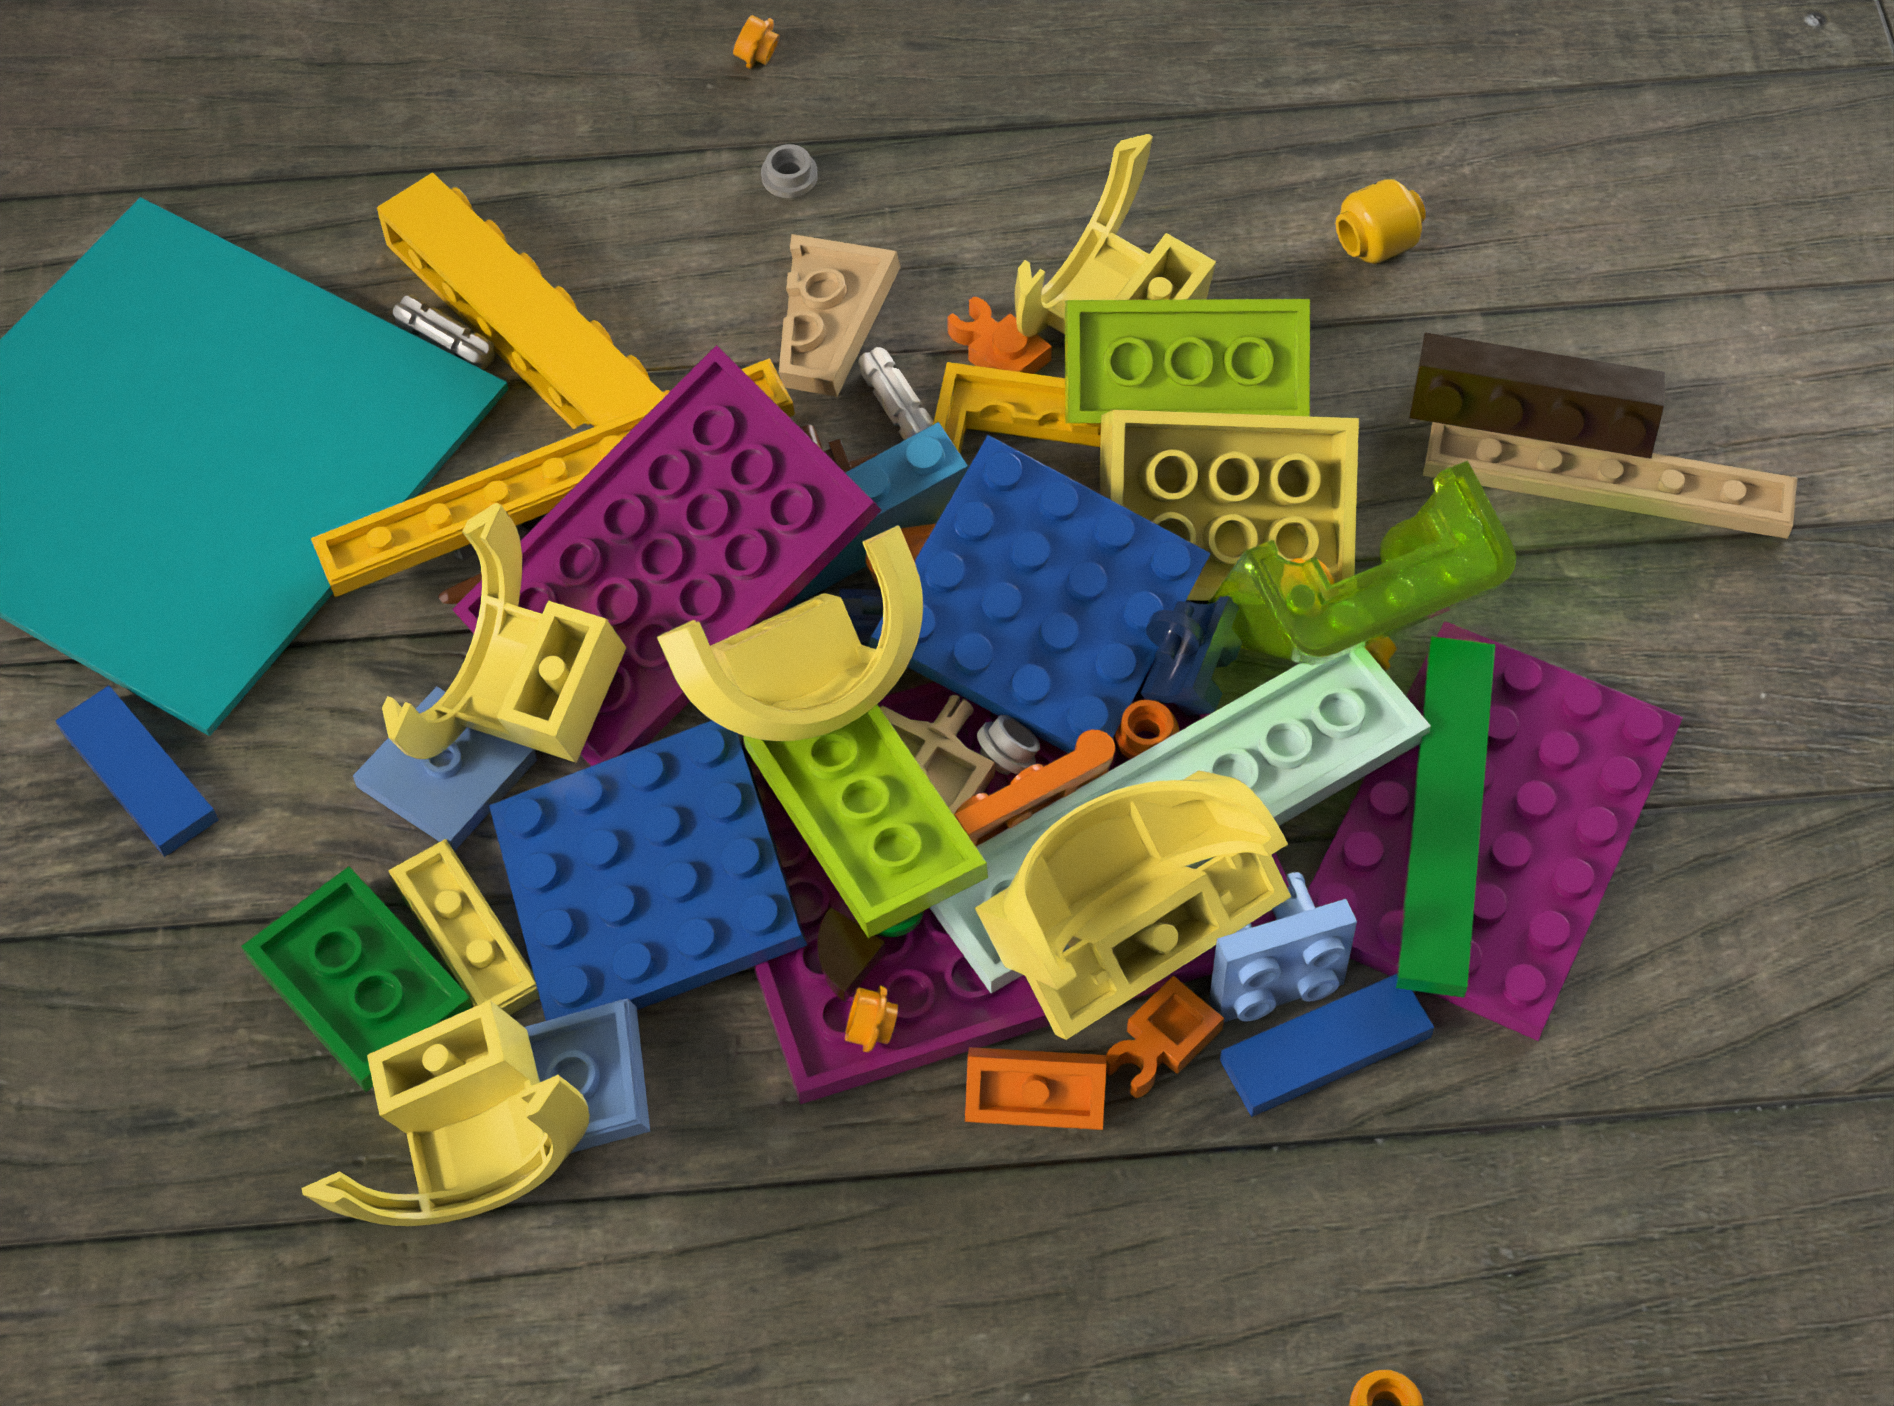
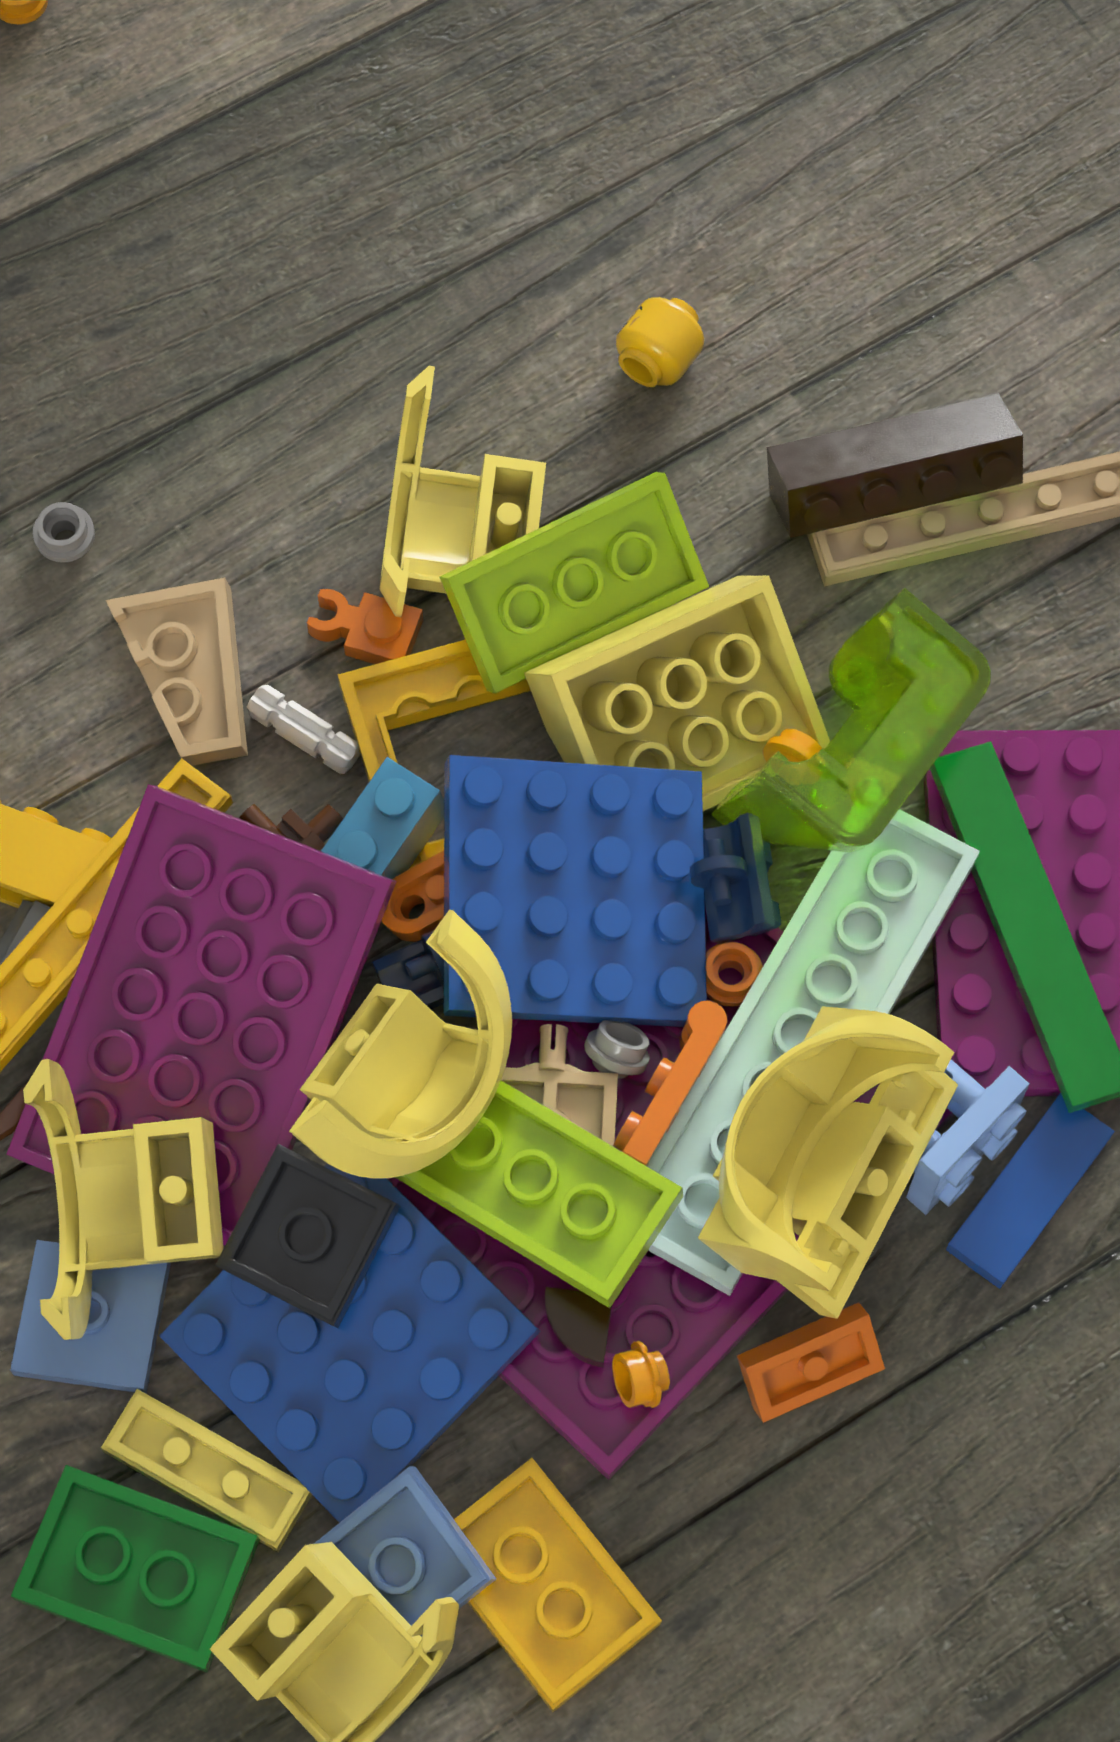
camera: 30 degrees left, 10 degrees up
(650, 769) = (308, 1235): none -> black tile
(699, 1172) = (557, 1592): none -> yellow tile
(1166, 1030) = (898, 1256): orange plate -> none

